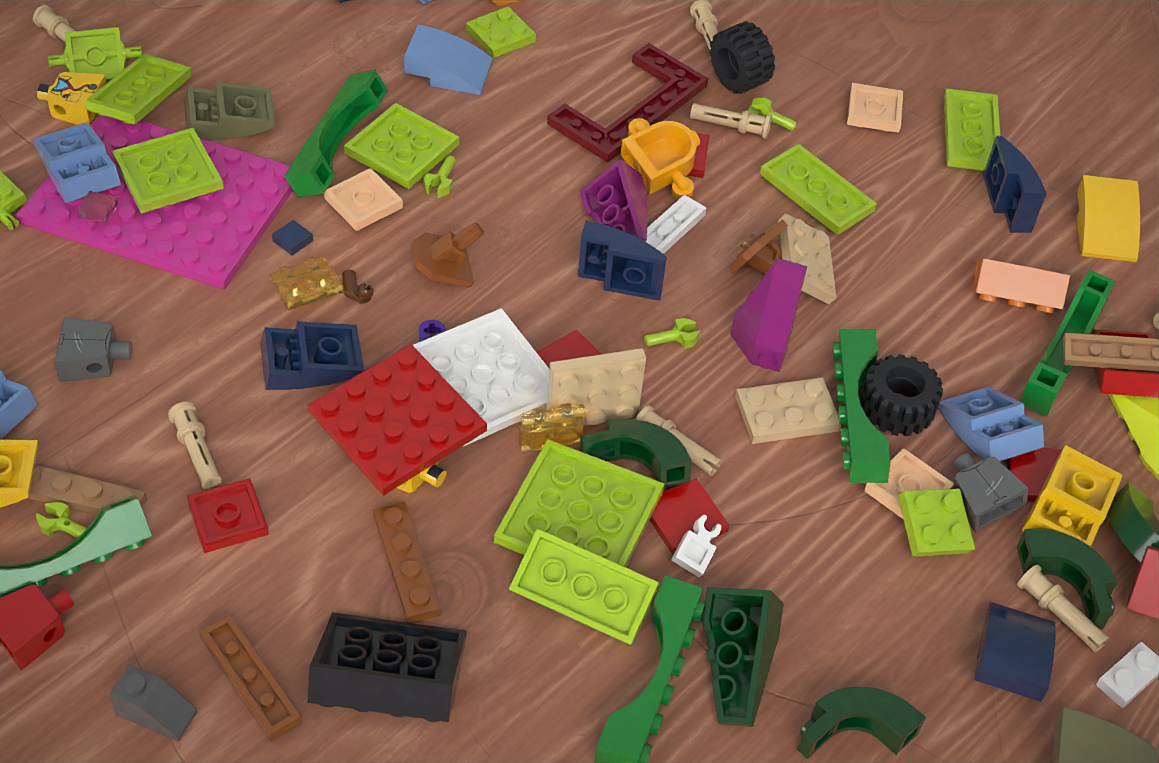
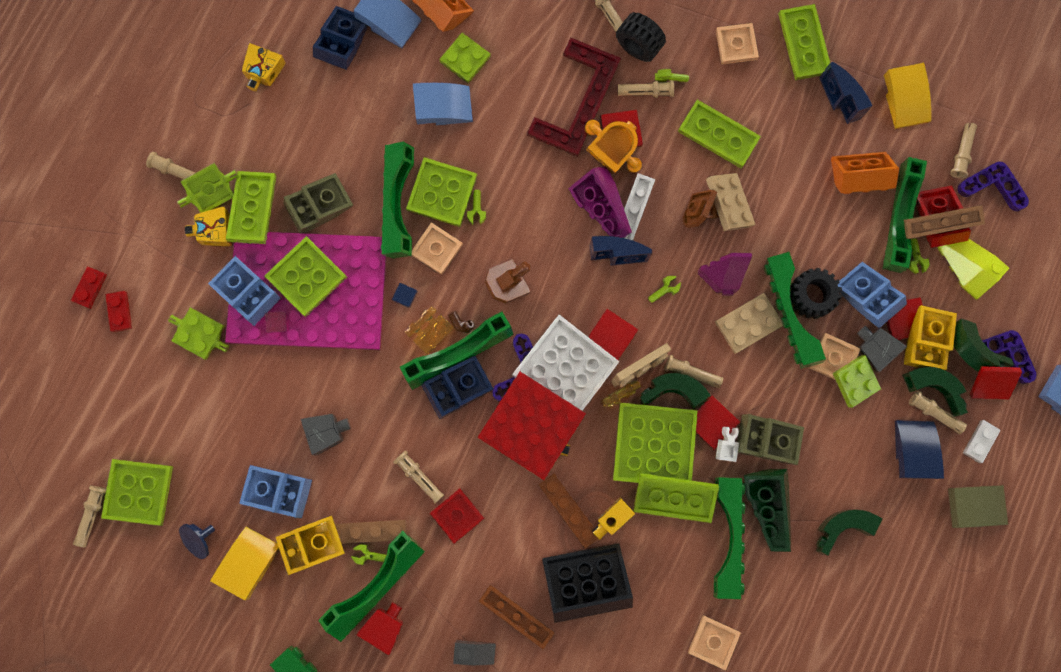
camera: 20 degrees left, 30 degrees up
(392, 303) = (484, 337): none -> green arch
(473, 579) = (619, 511): none -> yellow torso
(769, 559) = (770, 439): none -> olive slope
(1077, 406) = (917, 258): none -> lime bar

